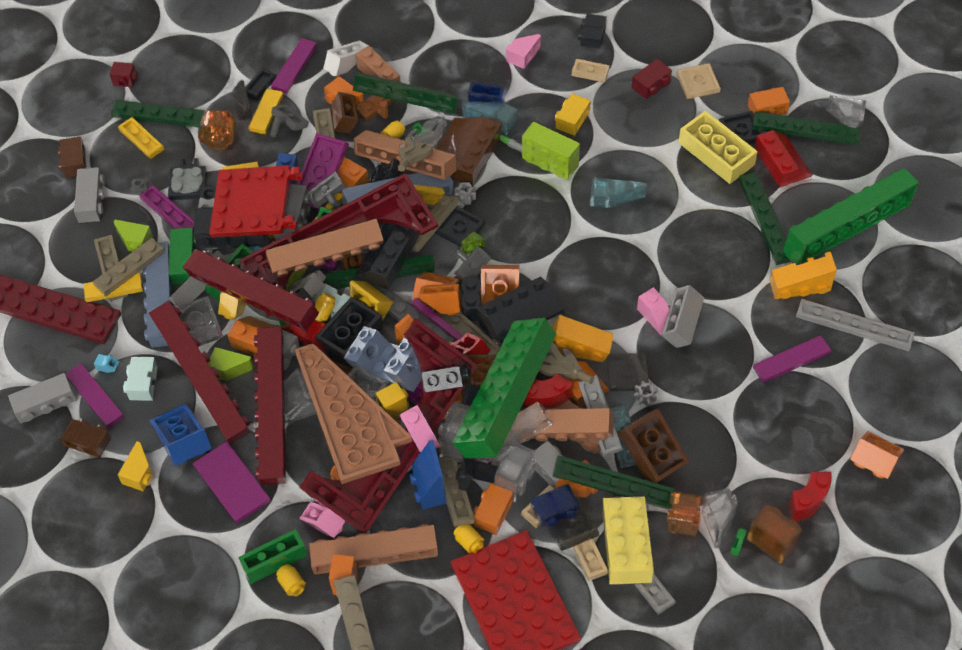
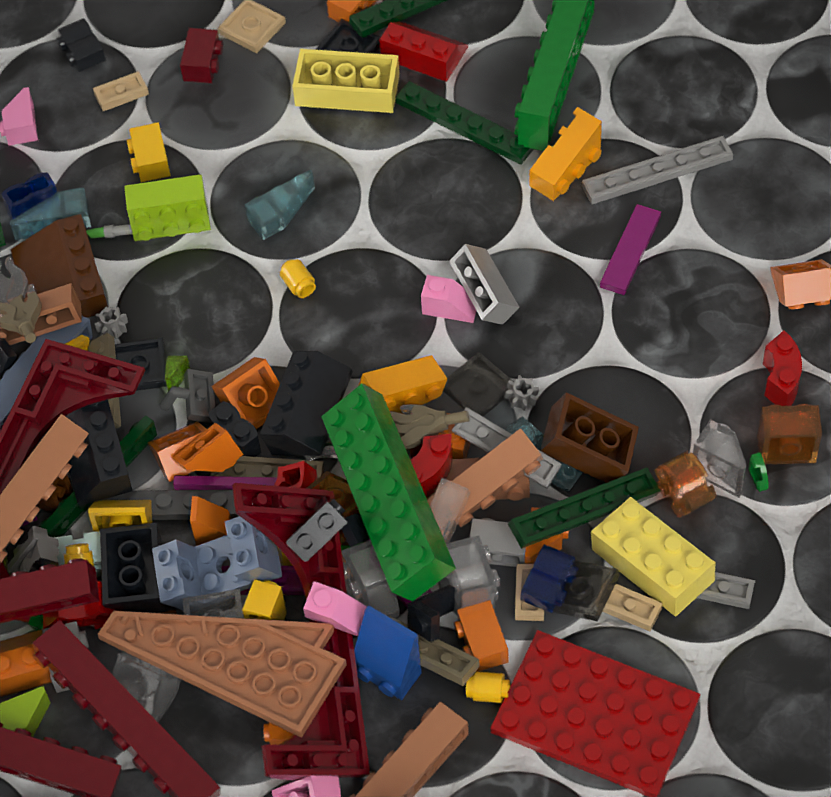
camera: 40 degrees left, 0 degrees up
(585, 239) = (297, 278): none -> yellow brick

